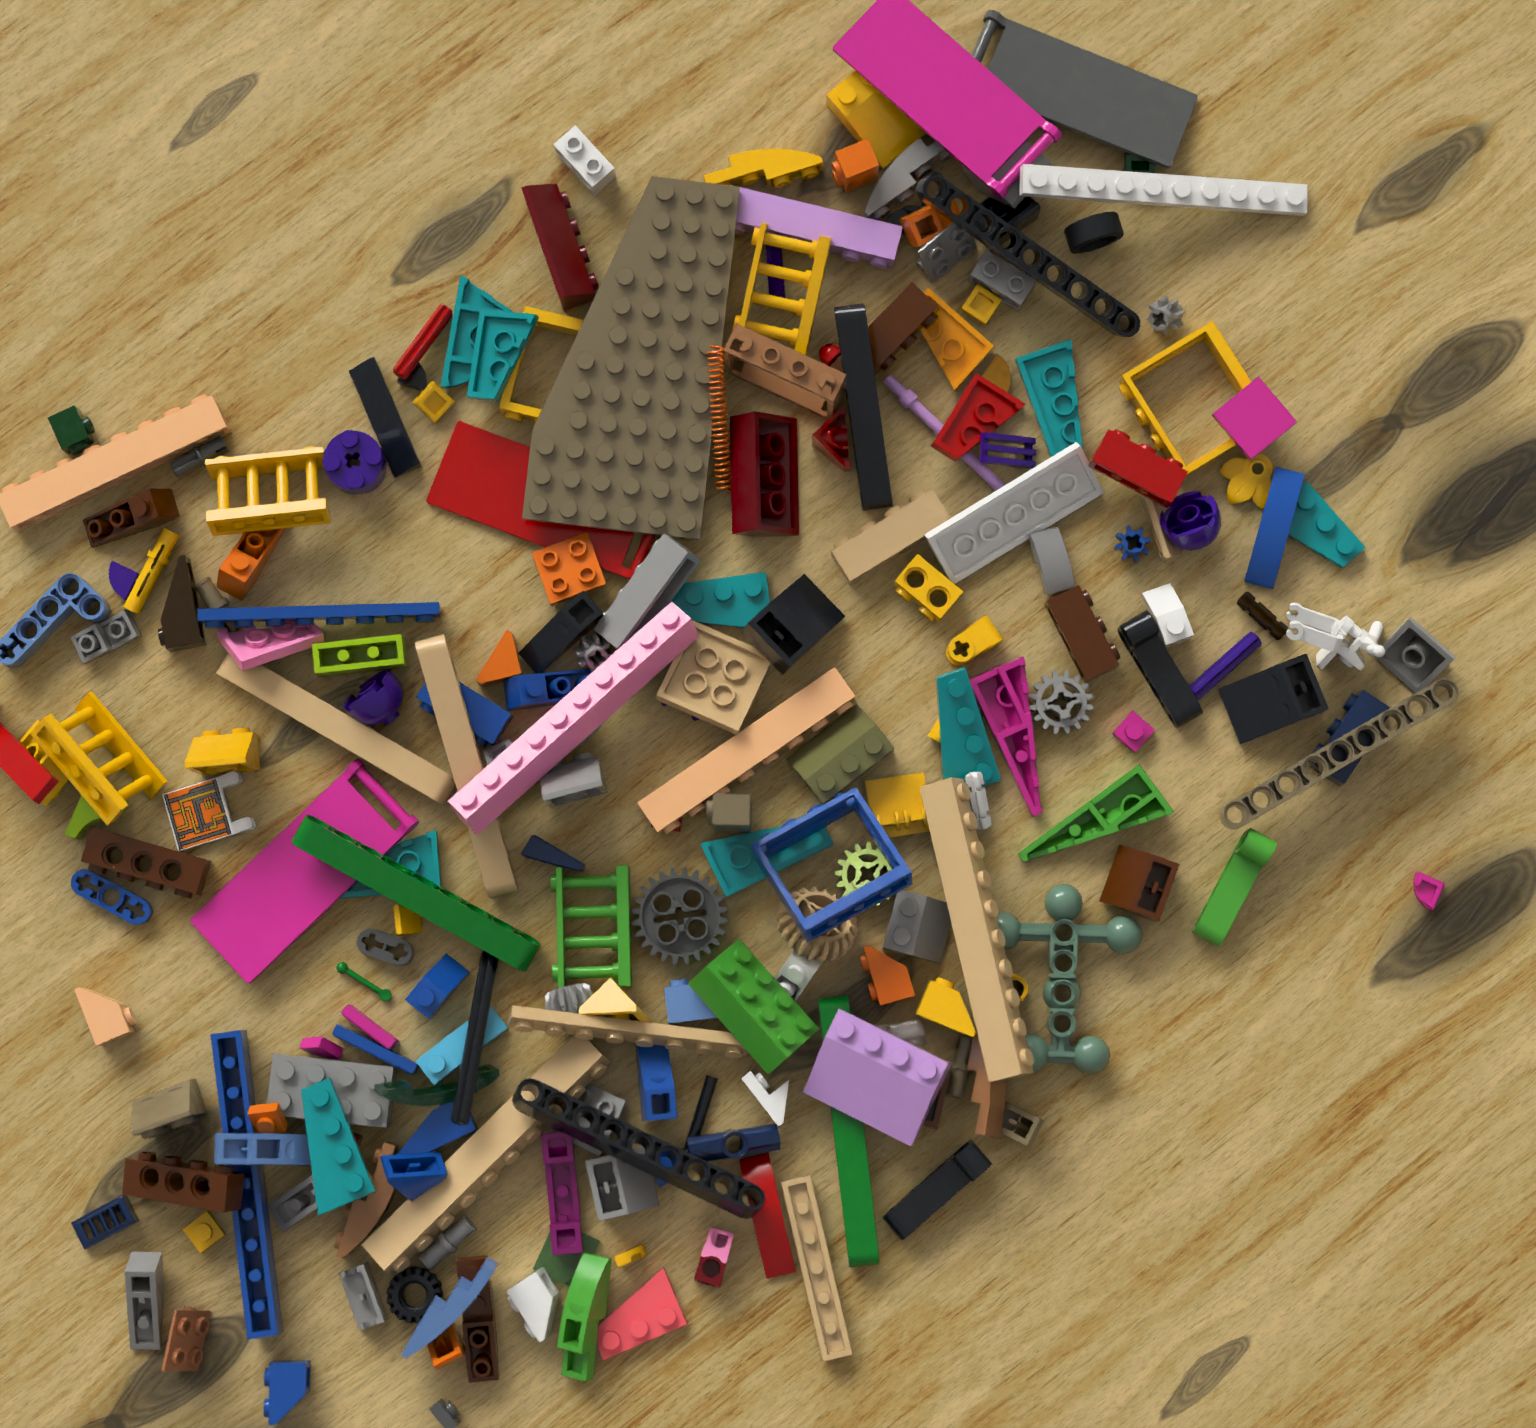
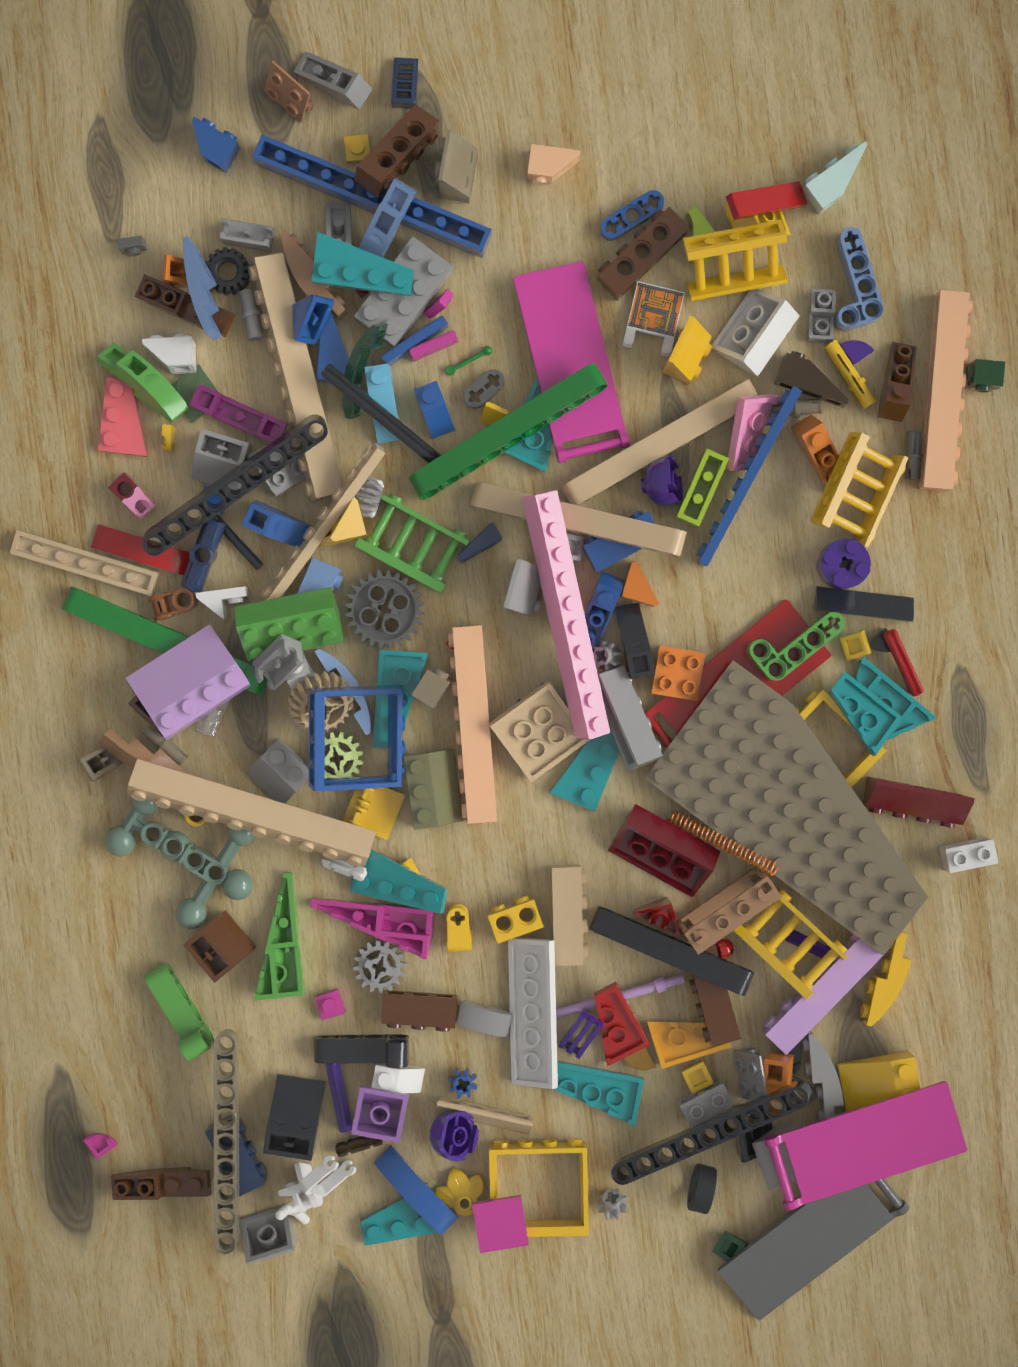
camera: 115 degrees right, 5 degrees up
(161, 696) = (755, 331): none -> white slope
(268, 1118) = (407, 235): orange plate -> none
(464, 460) = (799, 642): none -> bright green beam
(792, 623) = (544, 809): black slope -> none
(798, 993) = (278, 661): none -> light grey hinge
(806, 874) = (330, 663): none -> light blue slope
(806, 1148) = (168, 603): none -> dark orange piece
(855, 166) = (850, 1047): orange brick -> none
(888, 976) = (256, 731): orange slope -> none
(937, 1189) = (89, 679): black beam -> none
(945, 1007) = (211, 758): yellow slope -> none
(1138, 467) = (512, 1121): red brick -> none
(1163, 190) = (704, 1256): white plate -> none
(1214, 611) = (379, 1114): none -> medium lavender slope
(1428, 799) = (161, 1182): none -> reddish brown slope

